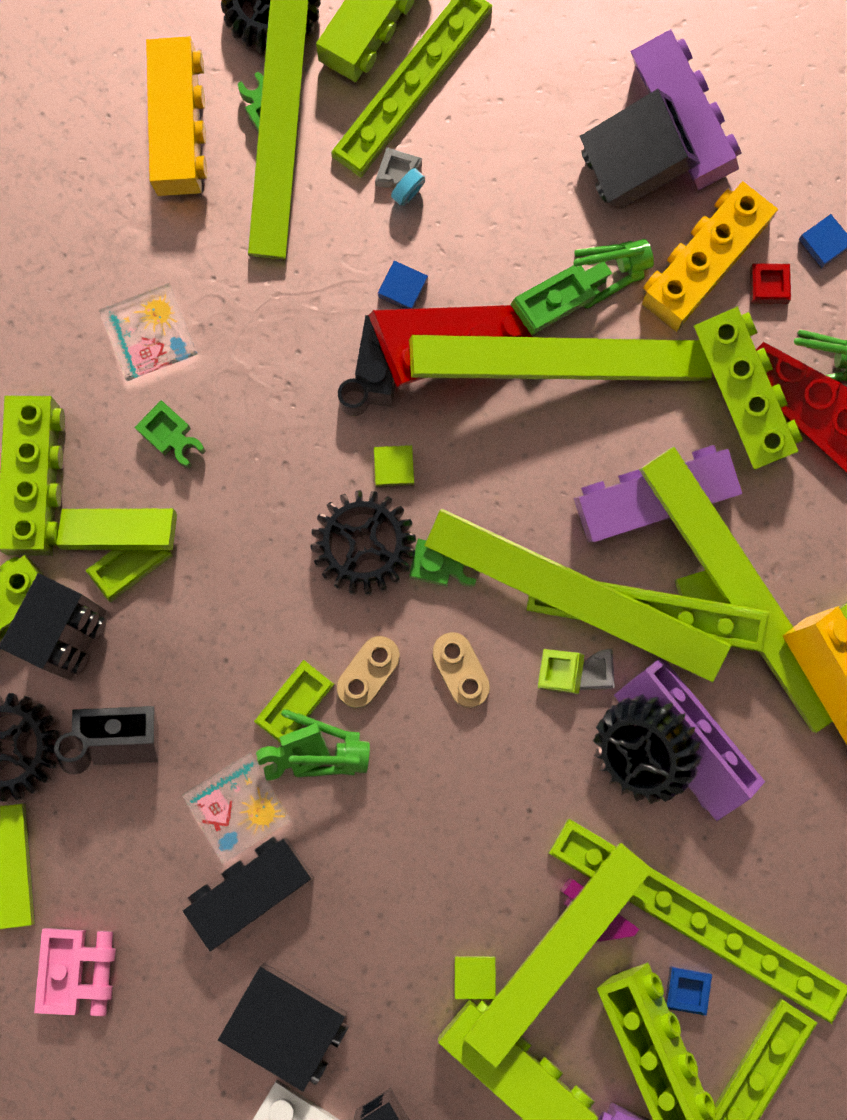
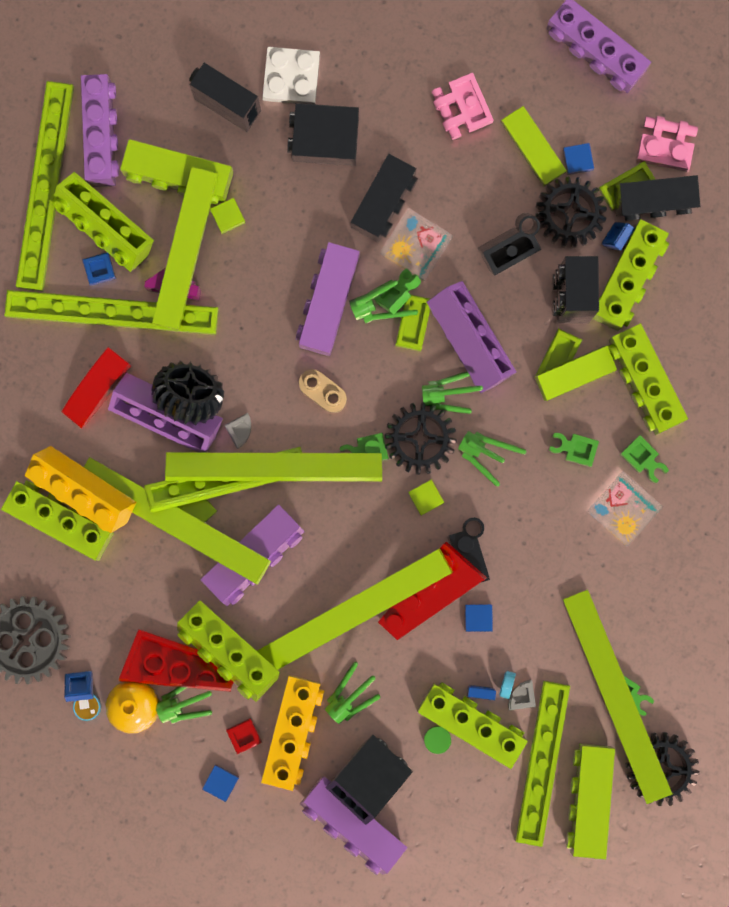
camera: 155 degrees right, 5 degrees up
(91, 383) = (641, 456): none -> bright green plate
(174, 116) = (683, 657): yellow brick -> none
(228, 641) = (471, 336): none -> medium lavender brick
(299, 501) = (474, 444): none -> bright green plant
(315, 591) = (434, 395): none -> bright green plant
(369, 672) = (378, 362): tan plate -> none
(392, 787) = (328, 300): none -> medium lavender brick
(446, 193) = (481, 692): none -> blue tile
(477, 160) = (472, 725): none -> lime brick
(528, 166) = (437, 740): none -> bright green tile
(559, 296) = (375, 655): bright green hinge -> none
(561, 671) = (261, 419): lime tile -> none
(766, 823) = (95, 387): none -> red slope

